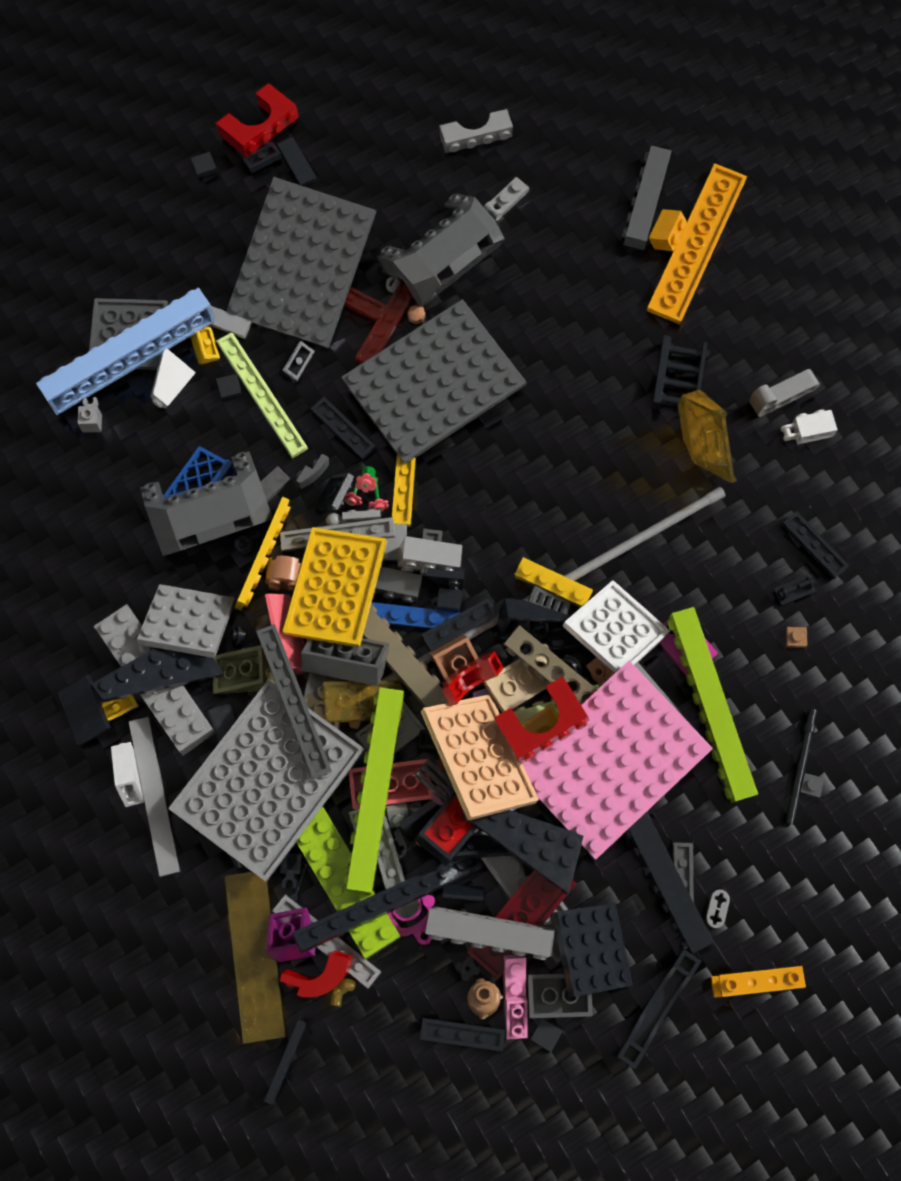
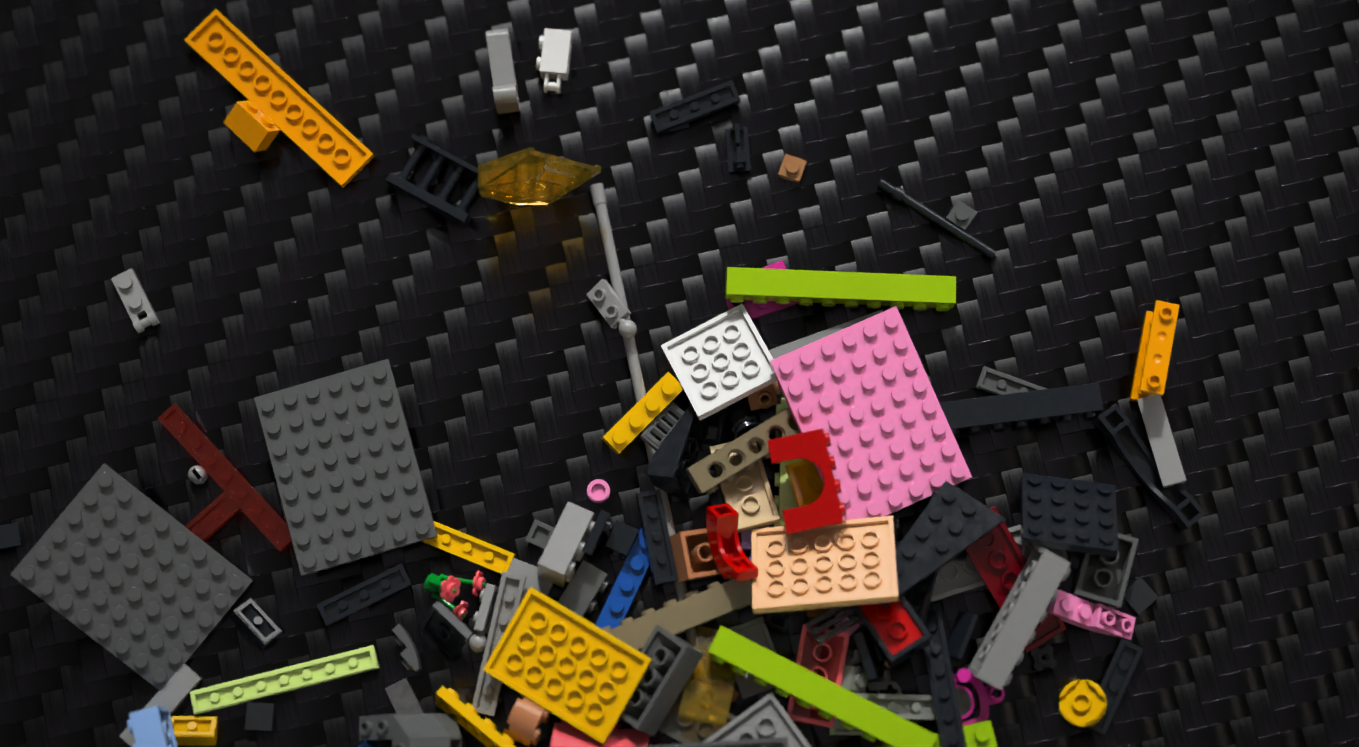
camera: 65 degrees left, 5 degrees up
(416, 314) = (248, 459): nougat tile -> none
(440, 1012) = (1082, 703): none -> yellow tile
(444, 251) = (185, 396): dark grey wedge -> none
(457, 137) = (30, 333): light grey arch -> none
(481, 572) = (598, 491): none -> bright pink tile
(483, 998) = (1083, 650): medium nougat piece -> none
(628, 534) = (612, 308): none -> light grey plate
(647, 197) = (198, 133): dark grey brick -> none
(684, 1012) = (1161, 440): none -> light grey tile
(712, 908) = (1058, 370): light grey beam -> none

